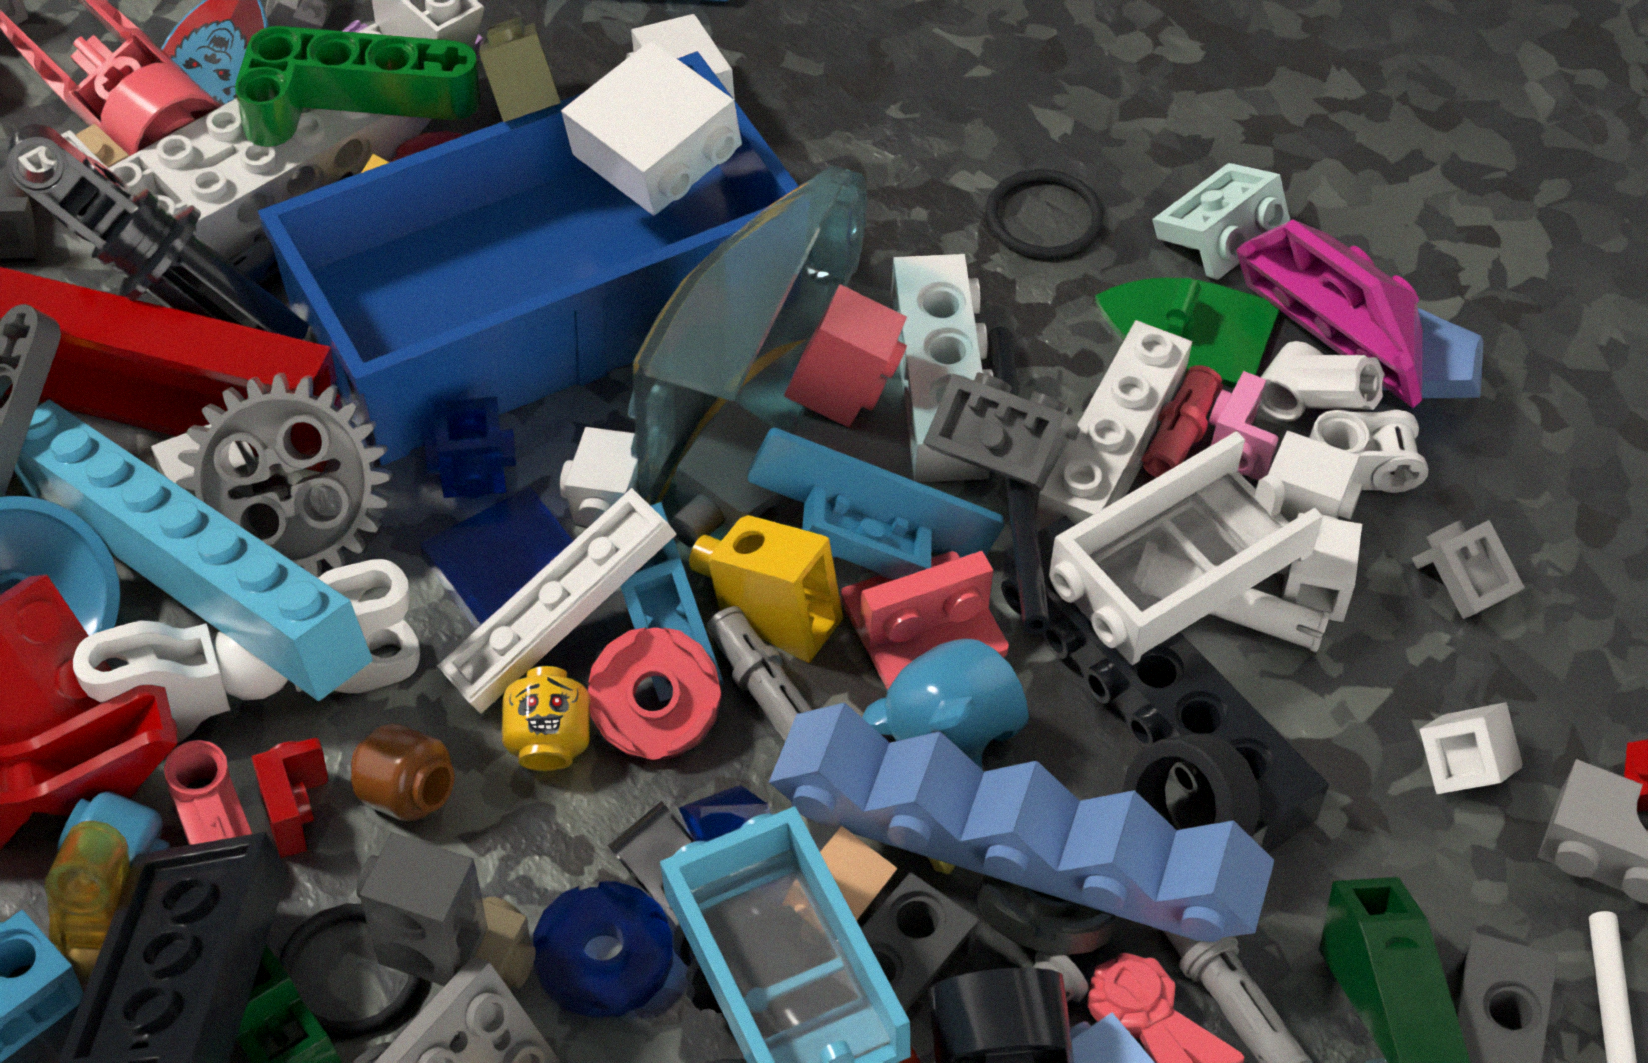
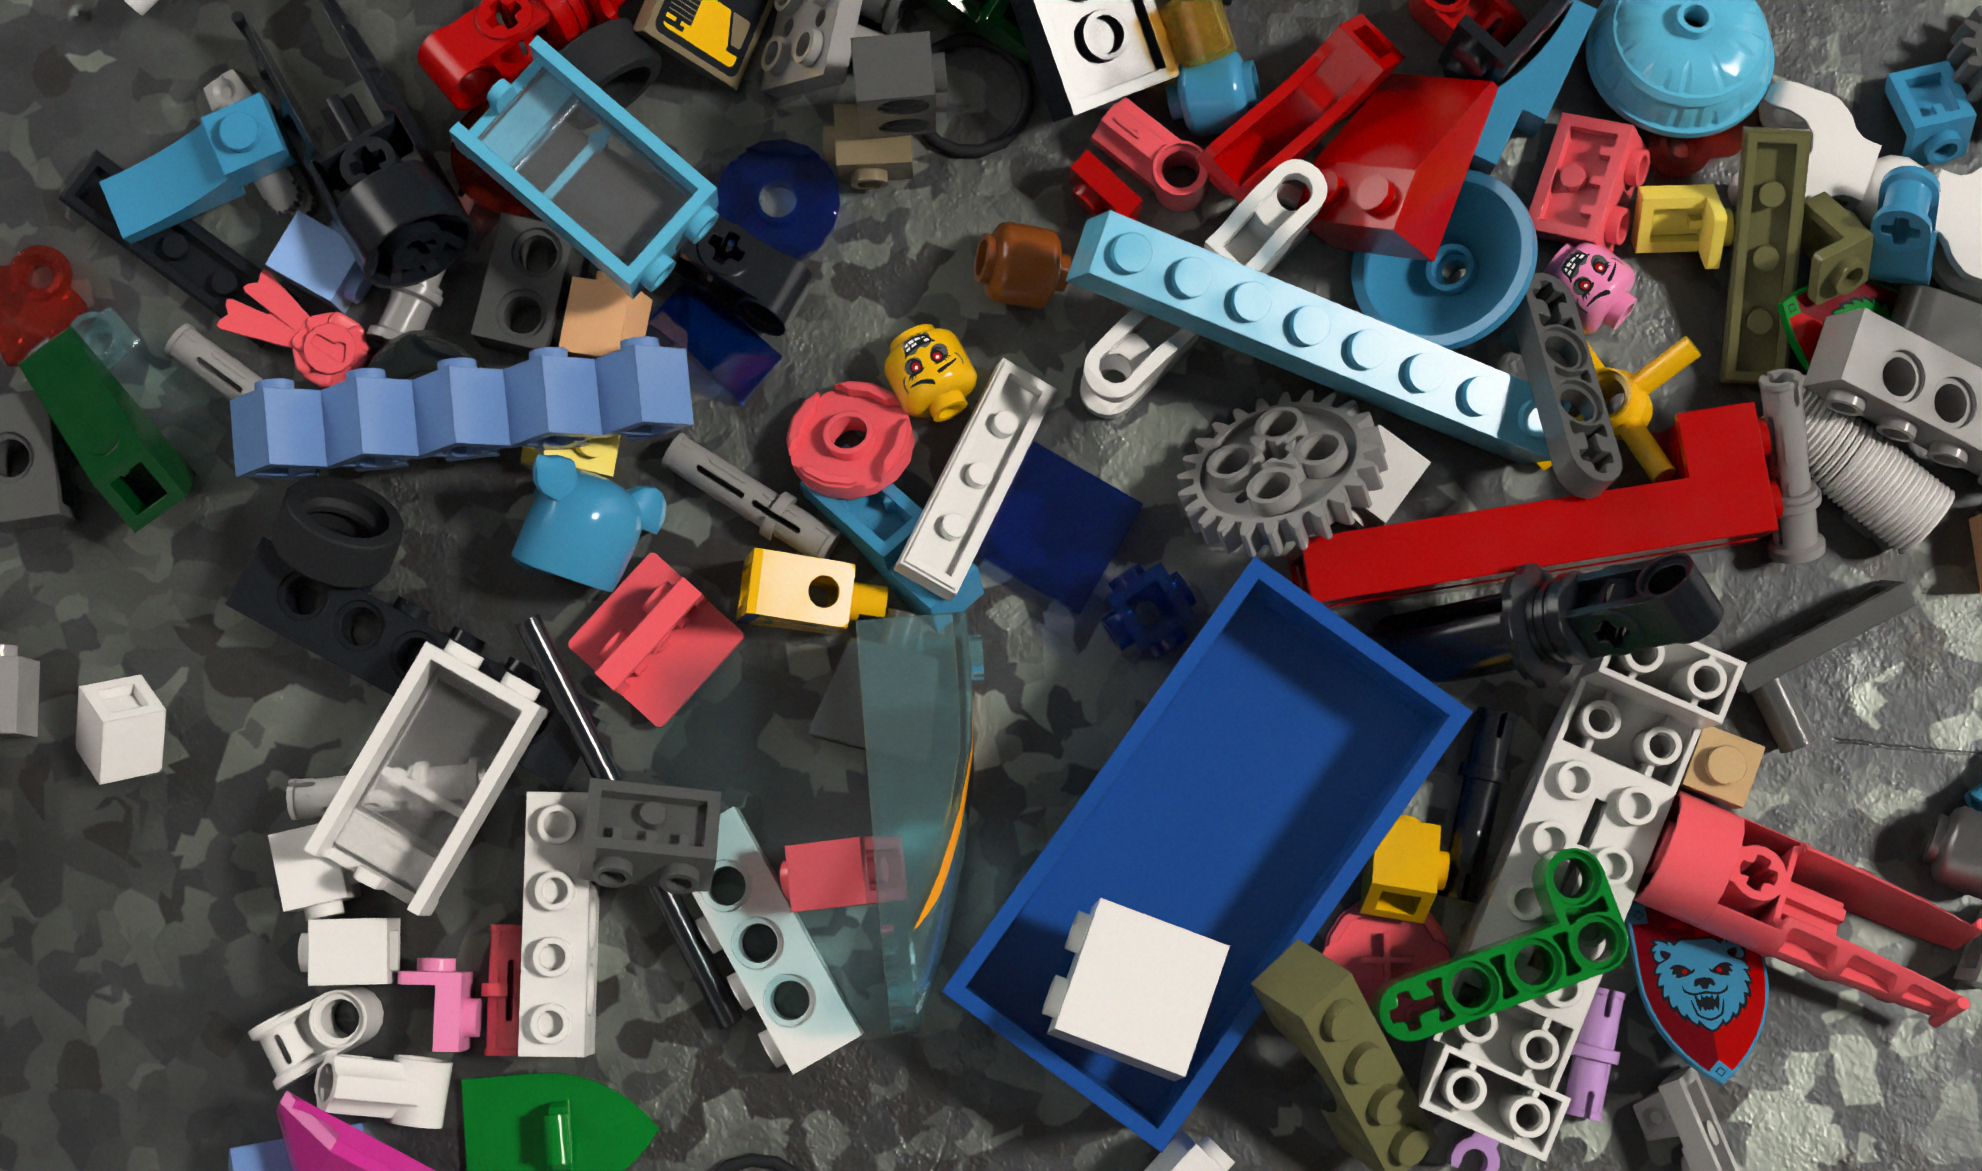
camera: 155 degrees right, 30 degrees up
(598, 474) = (1012, 643): white brick -> none
(869, 511) = (734, 686): dark azure bracket -> none
(1471, 566) = (180, 938): light grey bracket -> none

